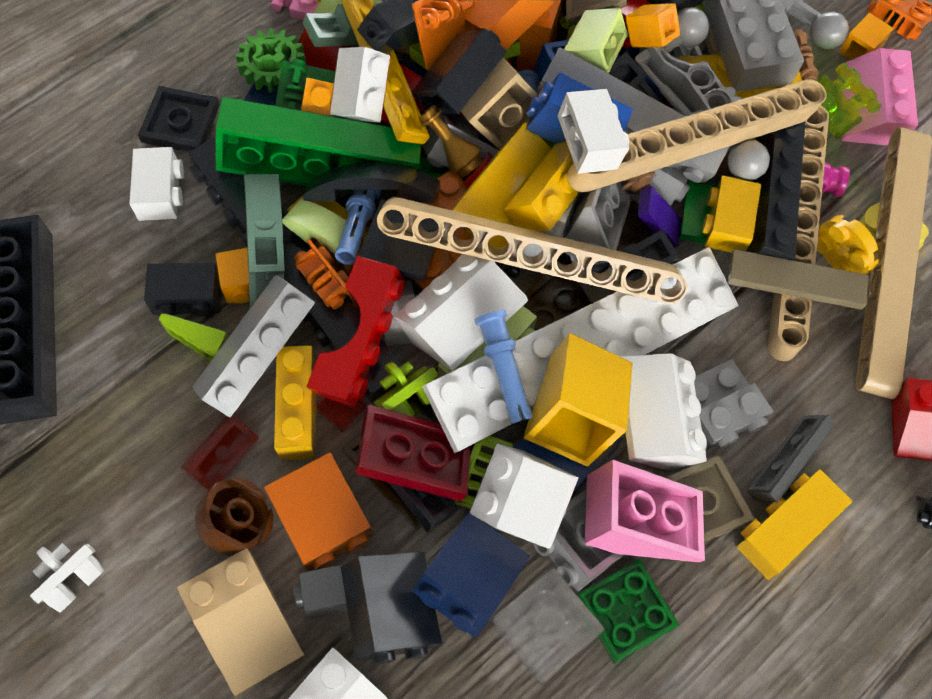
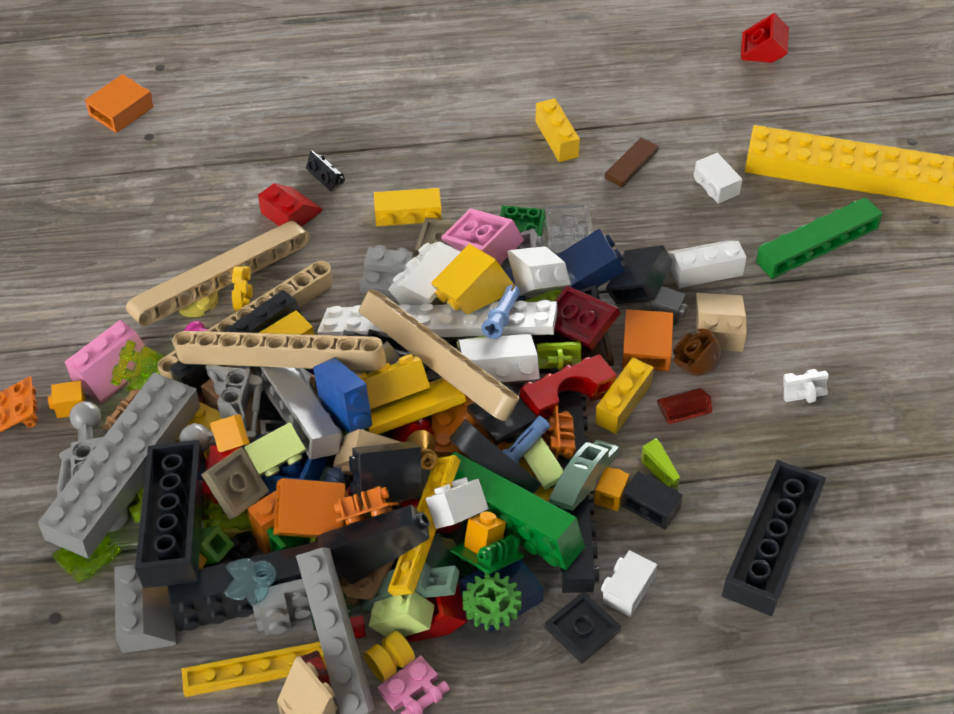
camera: 140 degrees left, 15 degrees down
(252, 346) = (630, 423): light grey brick -> none
(593, 131) = (361, 346): white brick -> none
(790, 458) = (378, 230): dark grey tile -> none
(798, 279) = (284, 279): dark tan tile -> none

